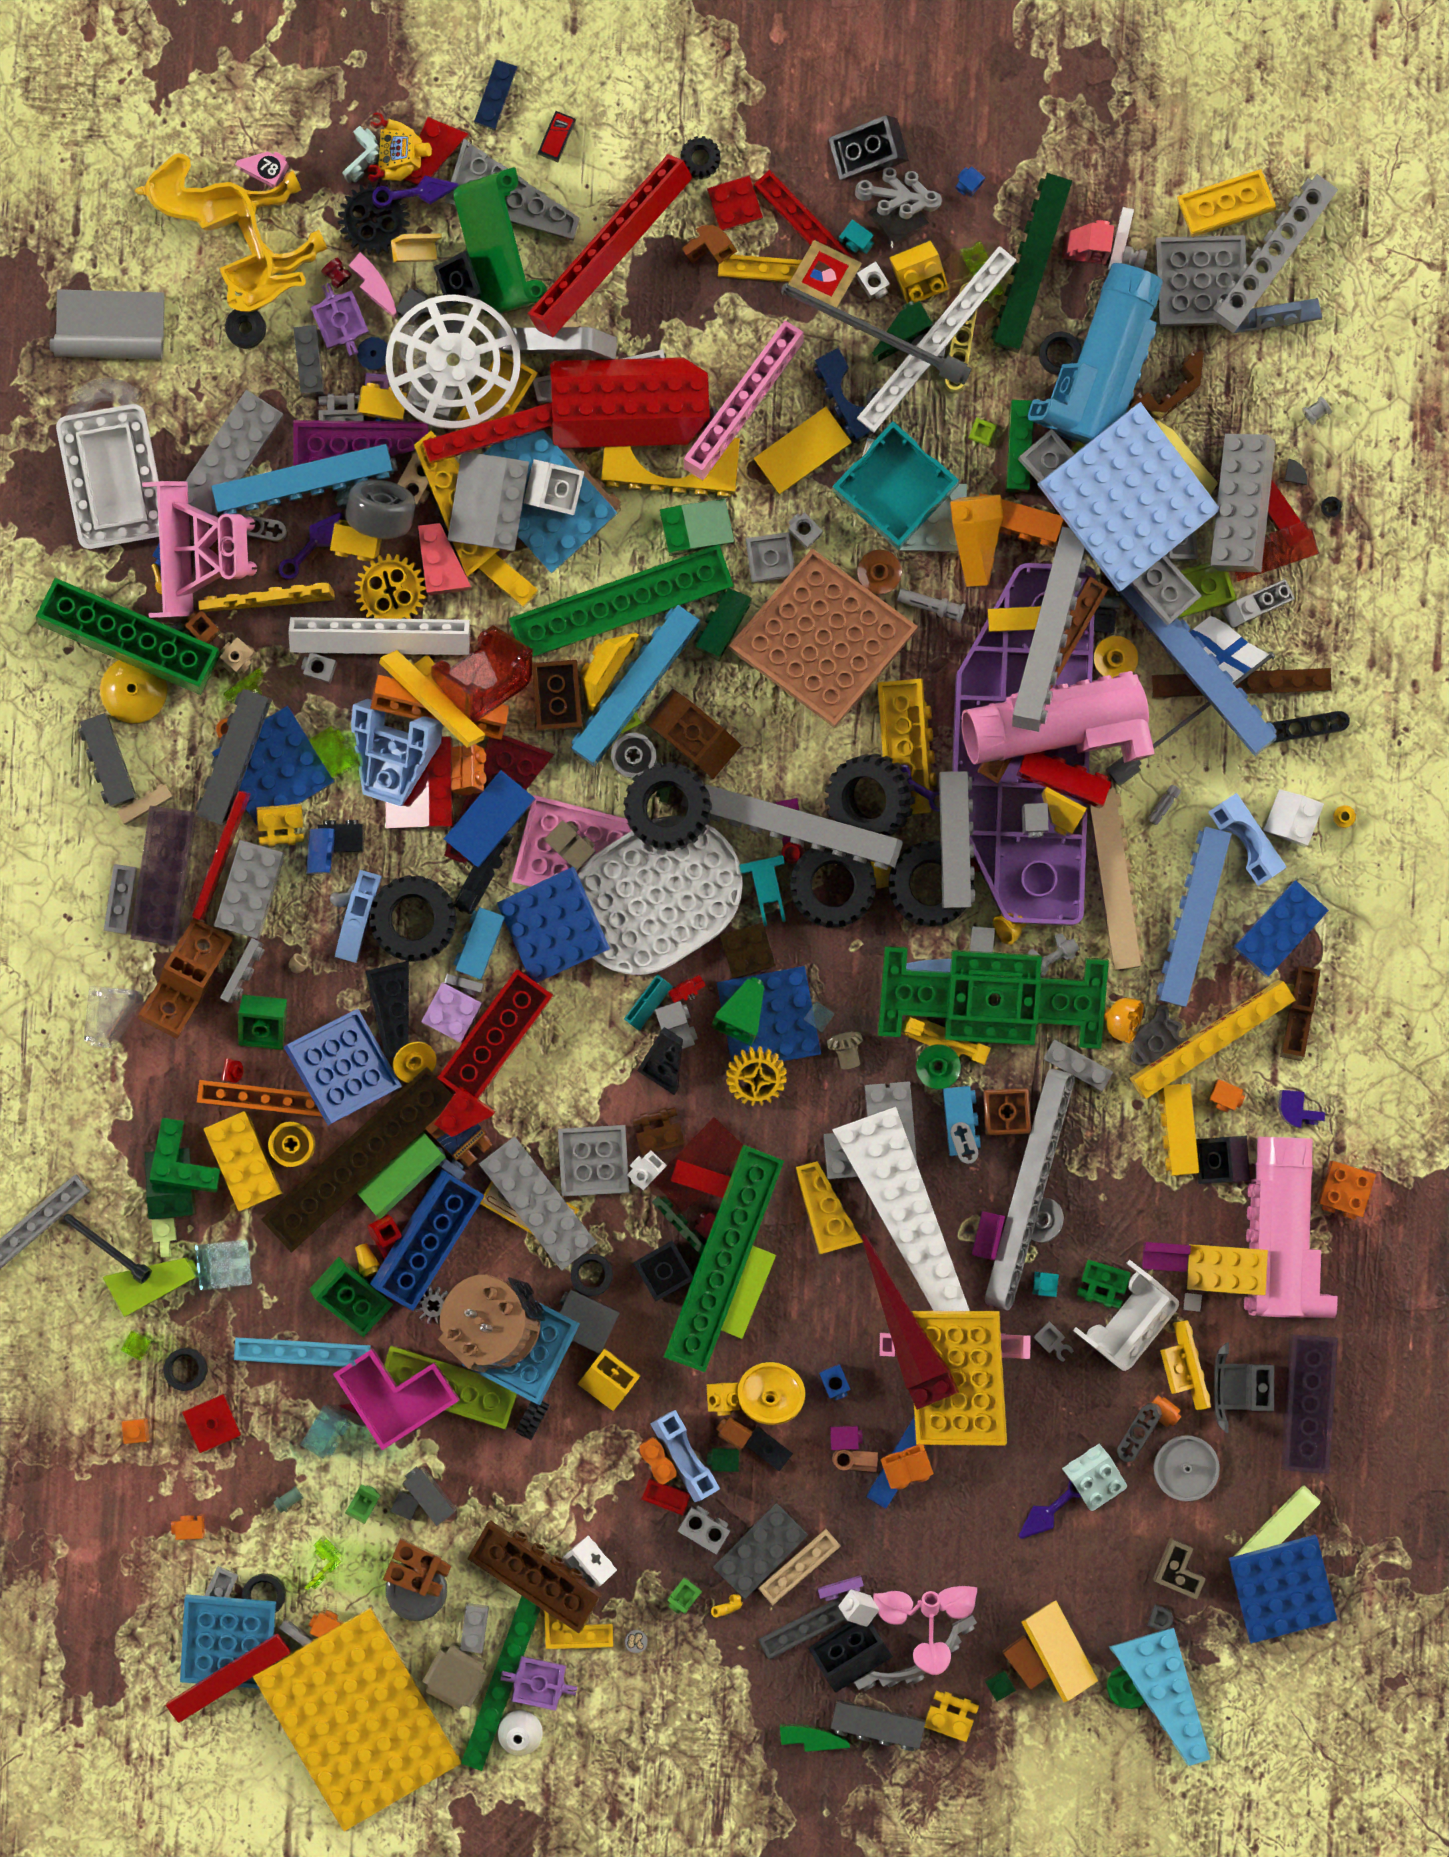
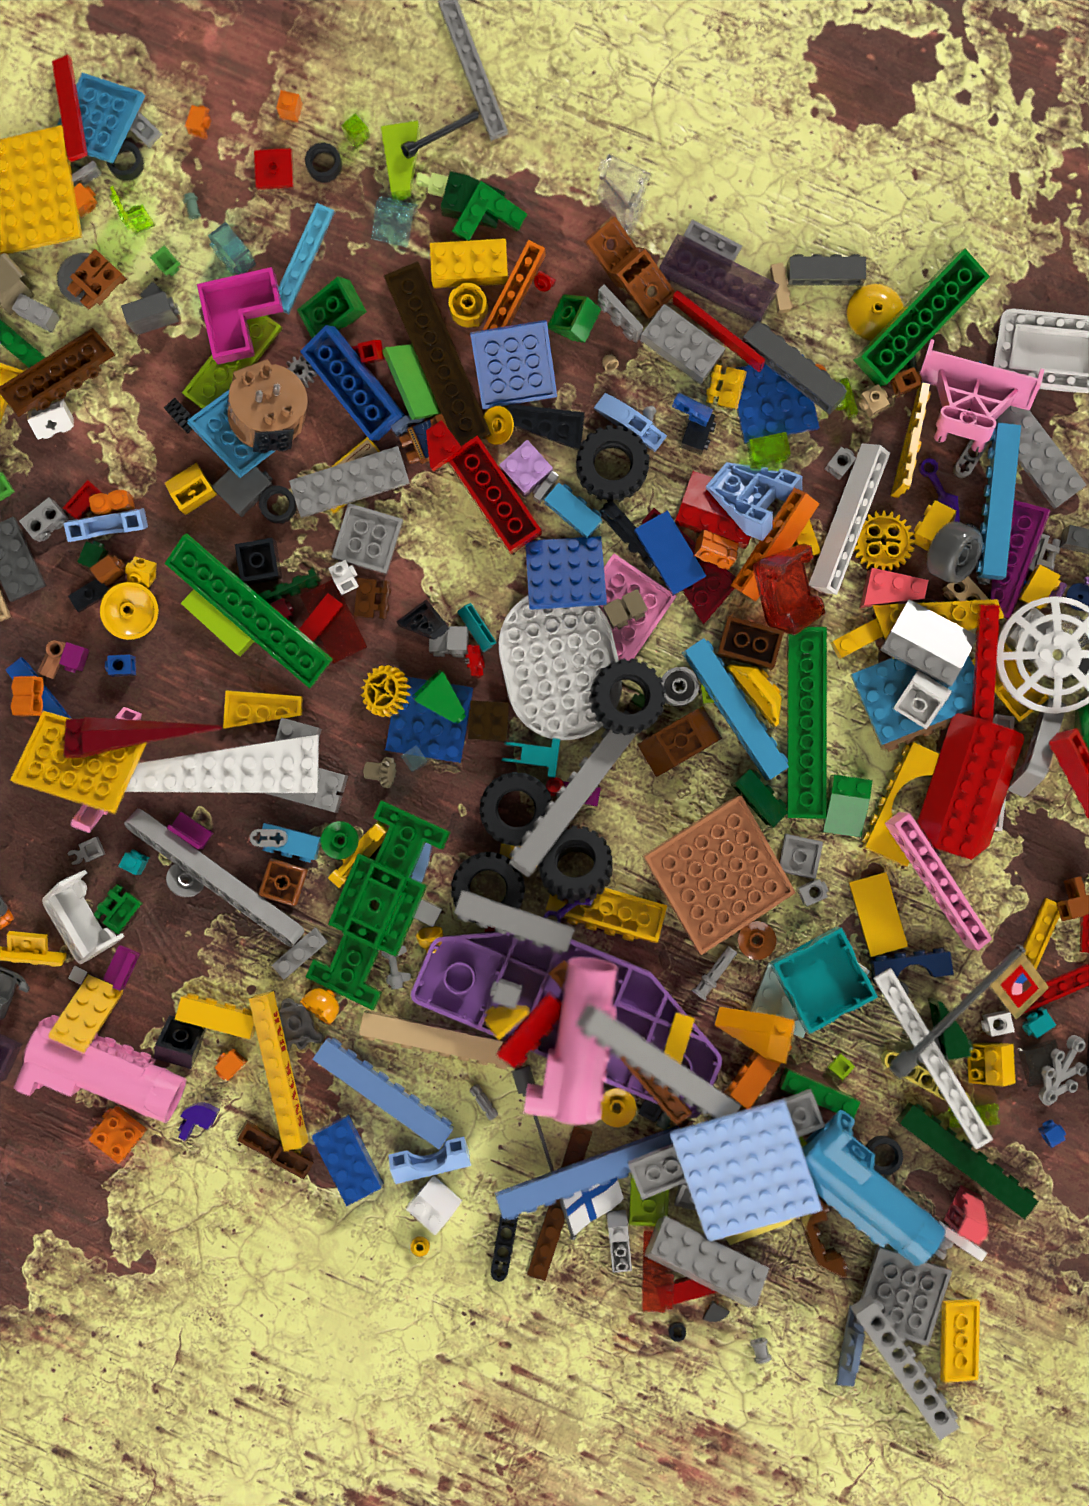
camera: 120 degrees right, 0 degrees up
(367, 1261) = (354, 332): yellow cone -> none
(432, 698) = (784, 538): yellow tile -> none

